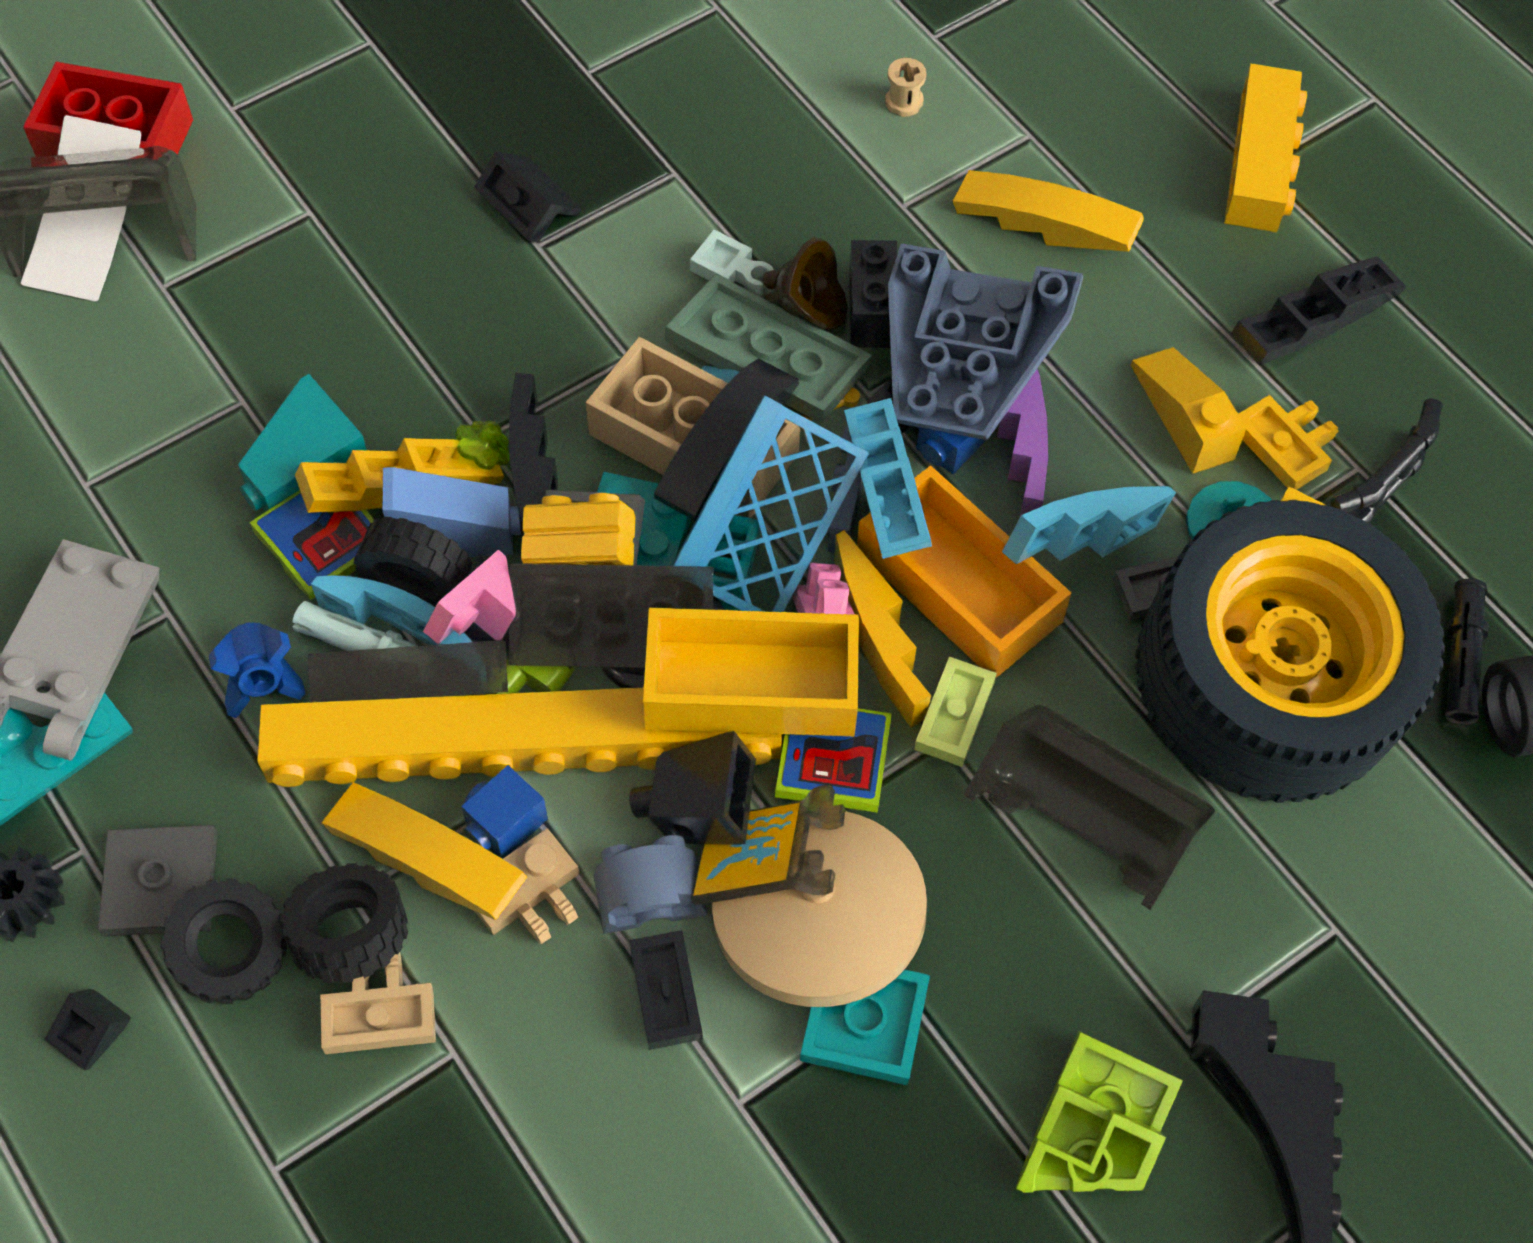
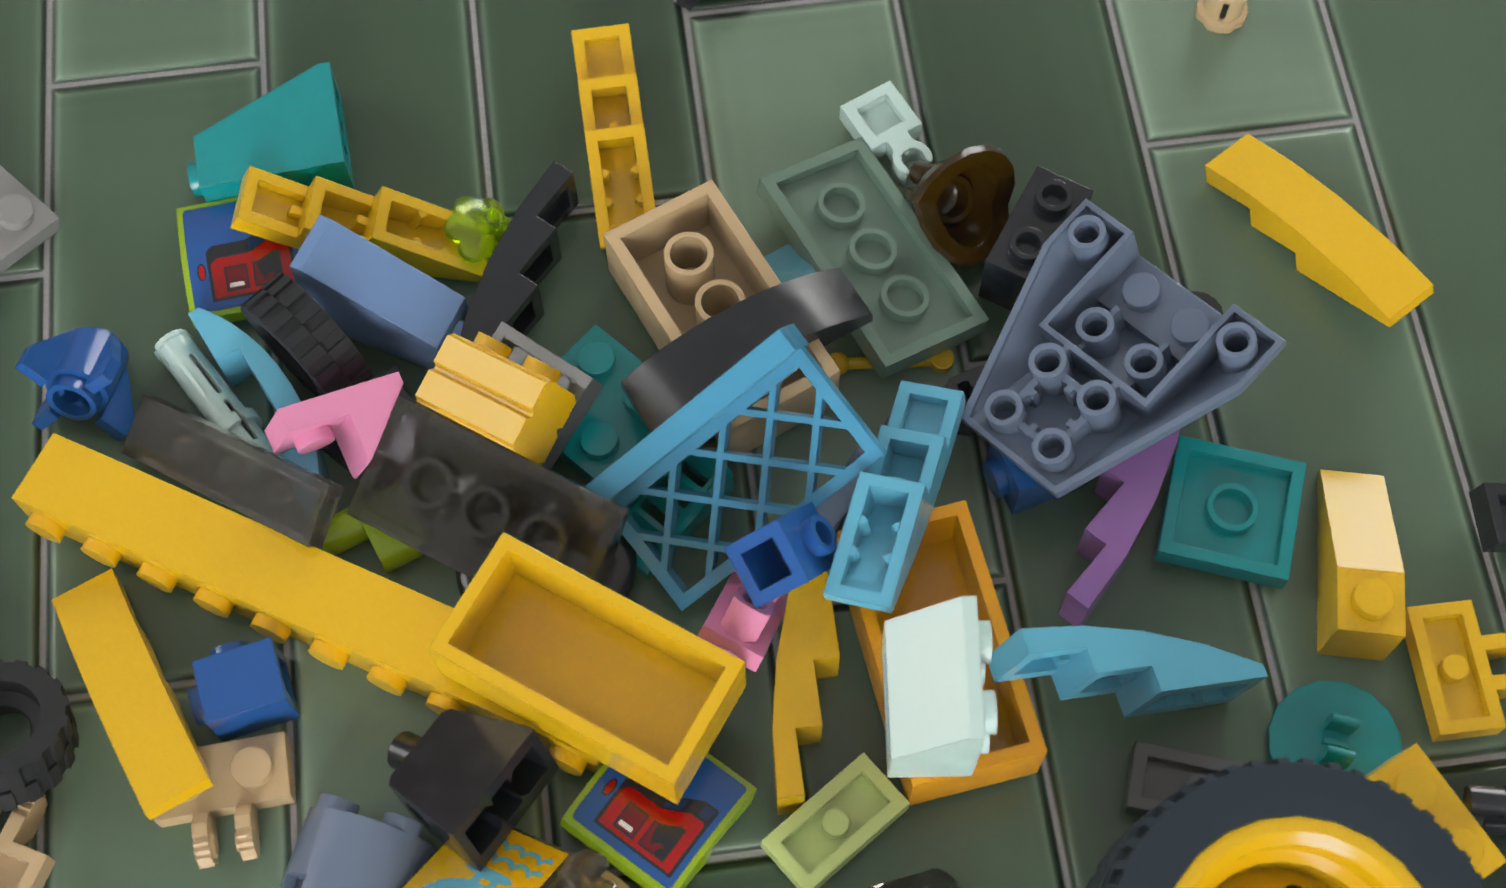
camera: 30 degrees right, 5 degrees up
(538, 341) = (612, 126): none -> yellow slope
(839, 543) = (783, 554): none -> blue brick
(989, 577) = (934, 690): none -> light aqua slope
(1094, 409) = (1231, 512): none -> teal plate

